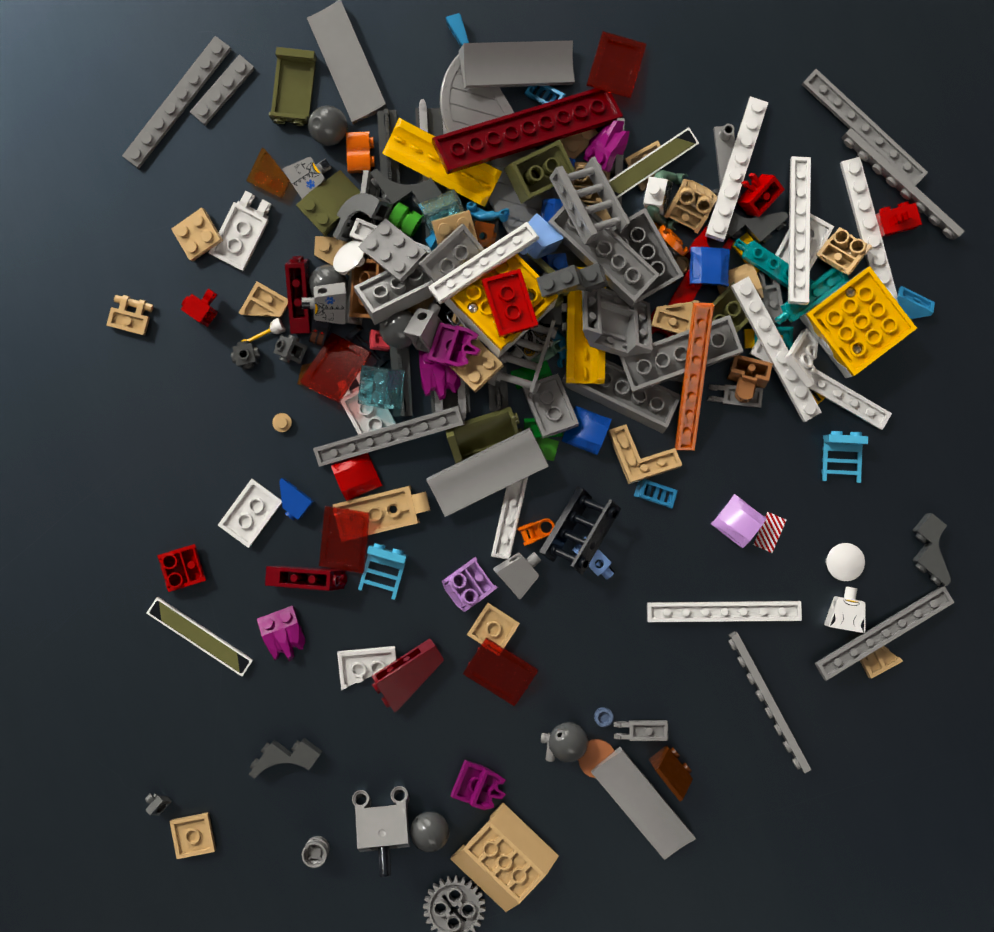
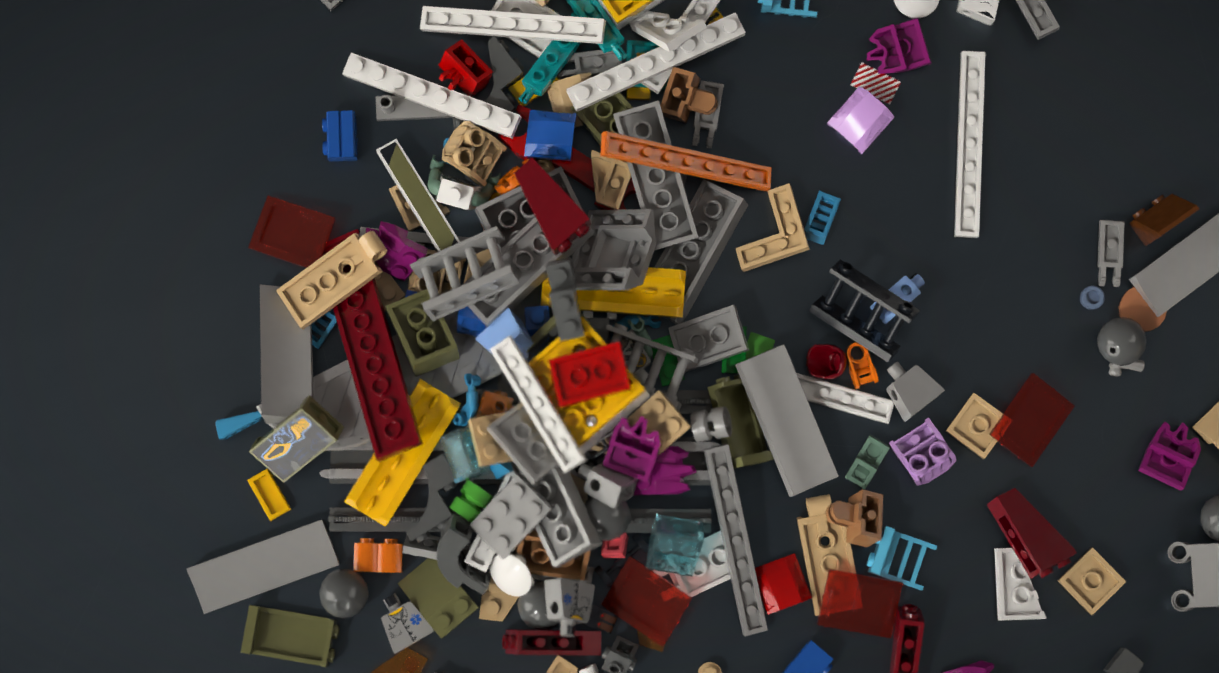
camera: 85 degrees left, 5 degrees down
(373, 725) = (1091, 581): none -> tan plate
(404, 63) = (269, 494): none -> yellow tile
(412, 536) = (861, 517): none -> medium nougat brick
(447, 77) = (297, 439): none -> panel
(459, 540) = (867, 461): none -> sand green slope
(478, 408) = (703, 422): none -> light grey wheel
(537, 502) = (826, 361): none -> dark red hair
(575, 92) = (326, 283): none -> tan hinge
(589, 433) = (744, 292): blue slope -> none
(644, 270) = (553, 209): none -> dark red slope
(698, 98) = (341, 135): none -> blue brick
(772, 709) = (1074, 101): light grey plate -> none
(800, 550) = (900, 47): none -> magenta plate

